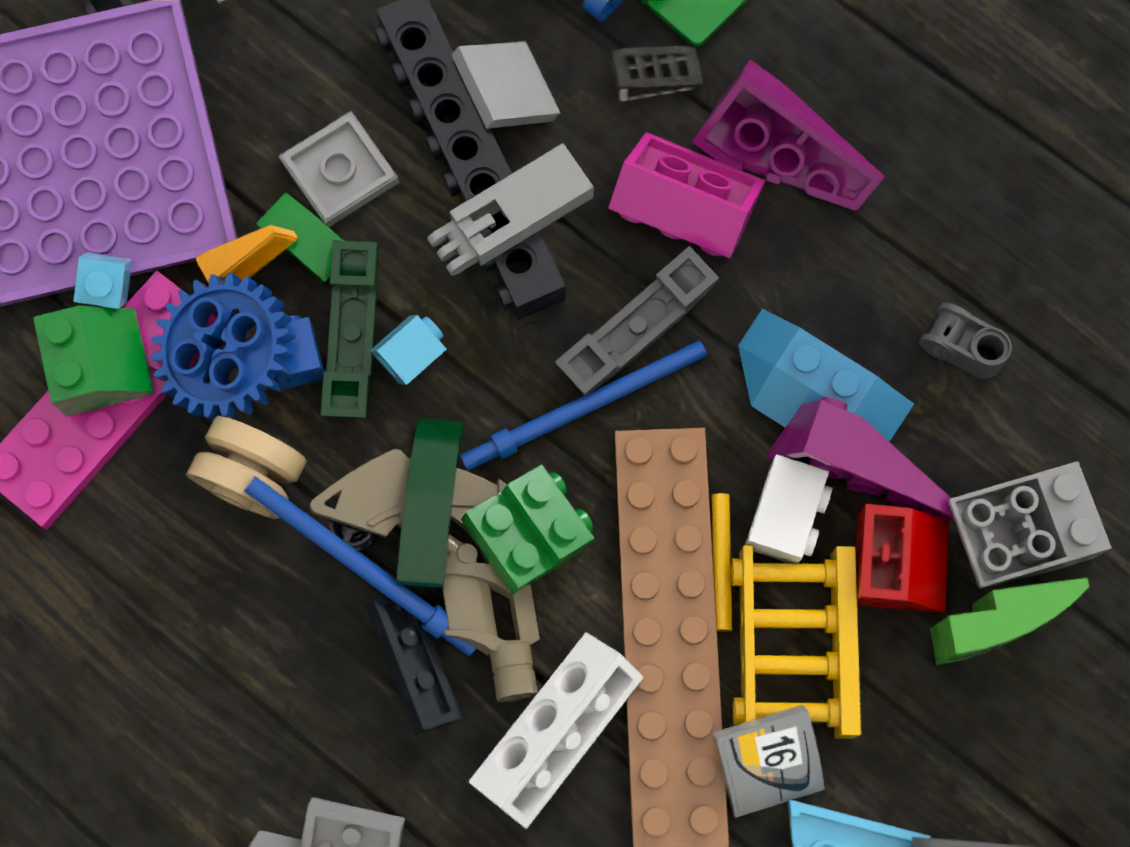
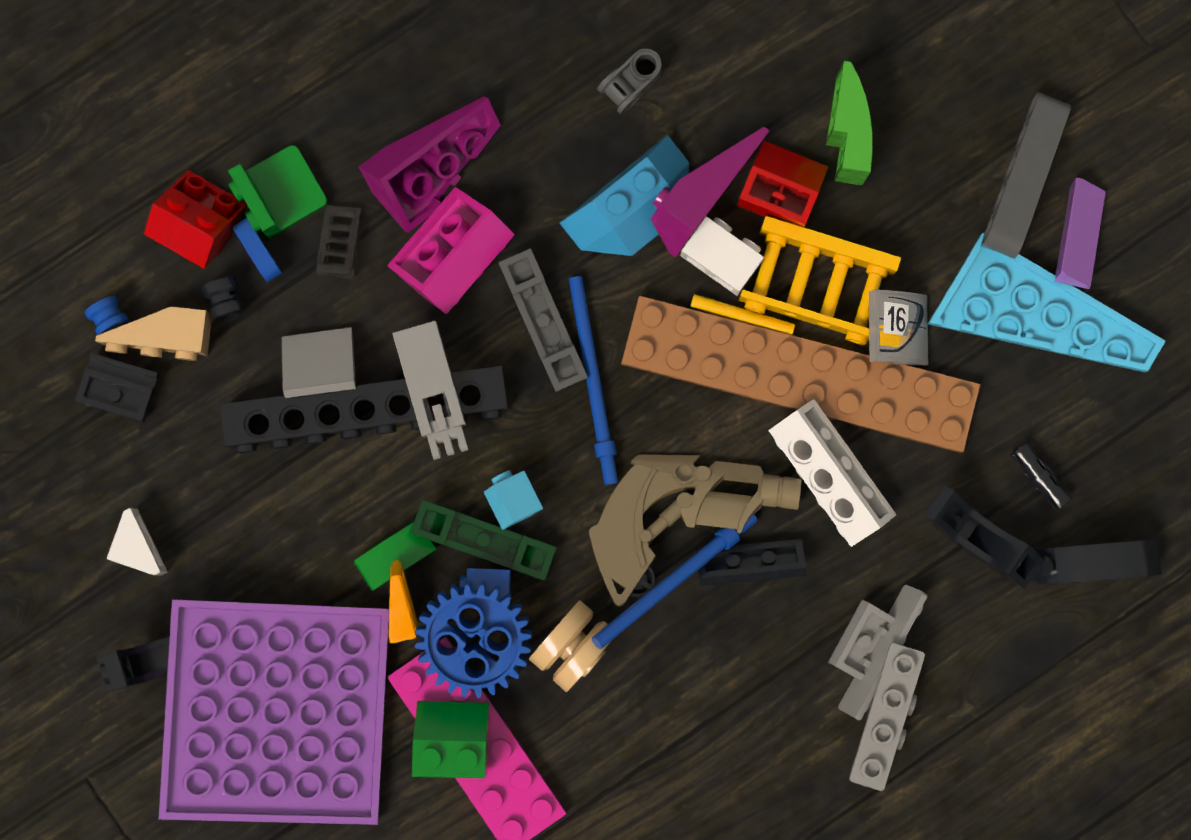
camera: 70 degrees left, 10 degrees up
(102, 280) = (390, 718): medium azure brick -> none
(339, 169) = (343, 513): light grey tile -> none
(429, 503) = (636, 515): dark green slope -> none
(529, 528) = (678, 448): plate -> none
(1029, 525) = (787, 85): light grey slope -> none

